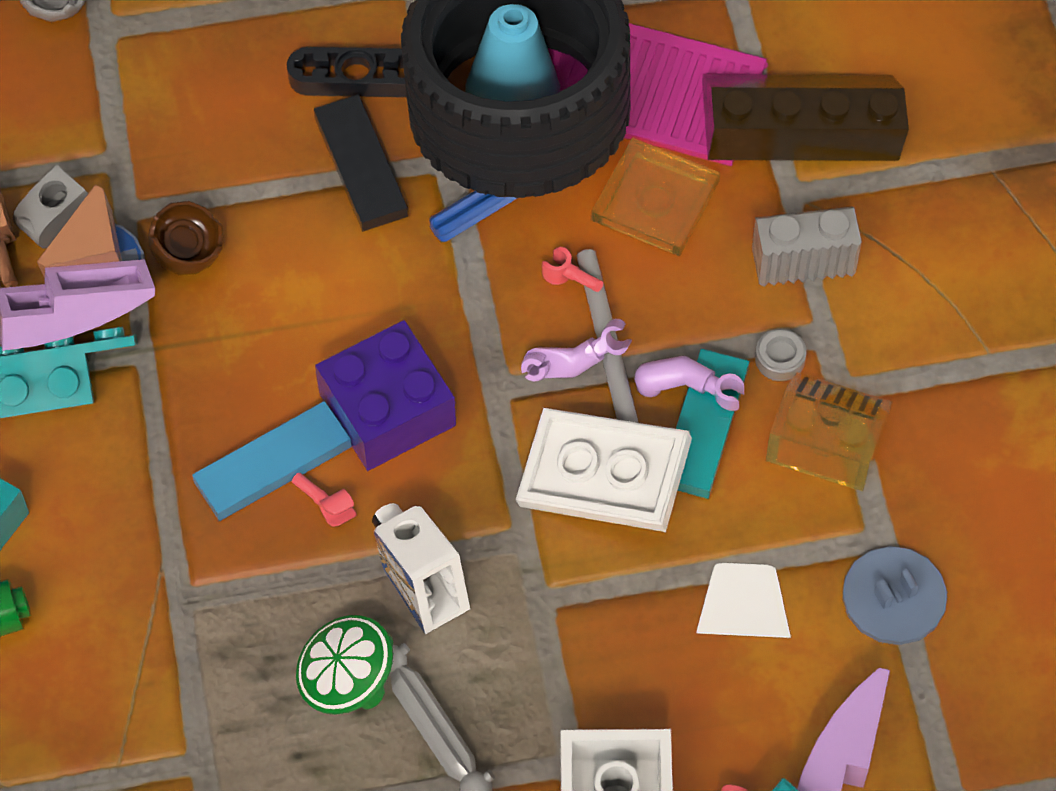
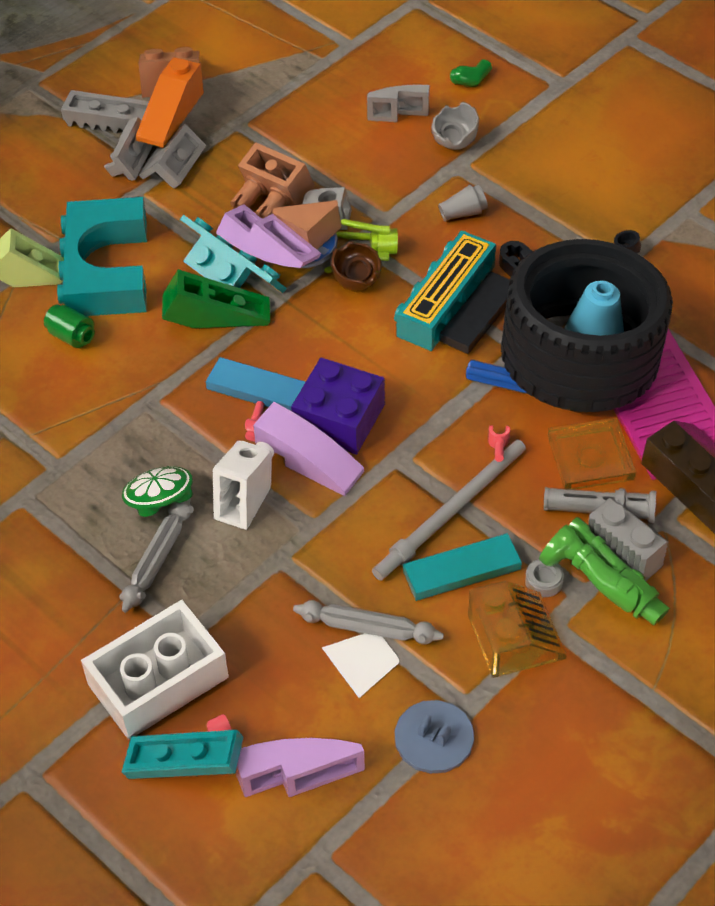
camera: 55 degrees right, 10 degrees down
(100, 430) = (210, 303): none -> green slope
(161, 186) = (381, 238): none -> lime plant
(183, 60) = (465, 203): none -> light grey cone
(304, 171) = (444, 289): none -> brick
(420, 469) = (307, 449): none -> lavender slope
(571, 362) = (440, 477): lavender arm -> none
(604, 469) = (381, 532): white tile -> none
(680, 371) = (481, 530): lavender arm -> none
(705, 564) = (368, 622): none -> light grey wheel
(767, 200) = (583, 501): none -> light grey pin
(841, 289) = (605, 570): none -> bright green piece

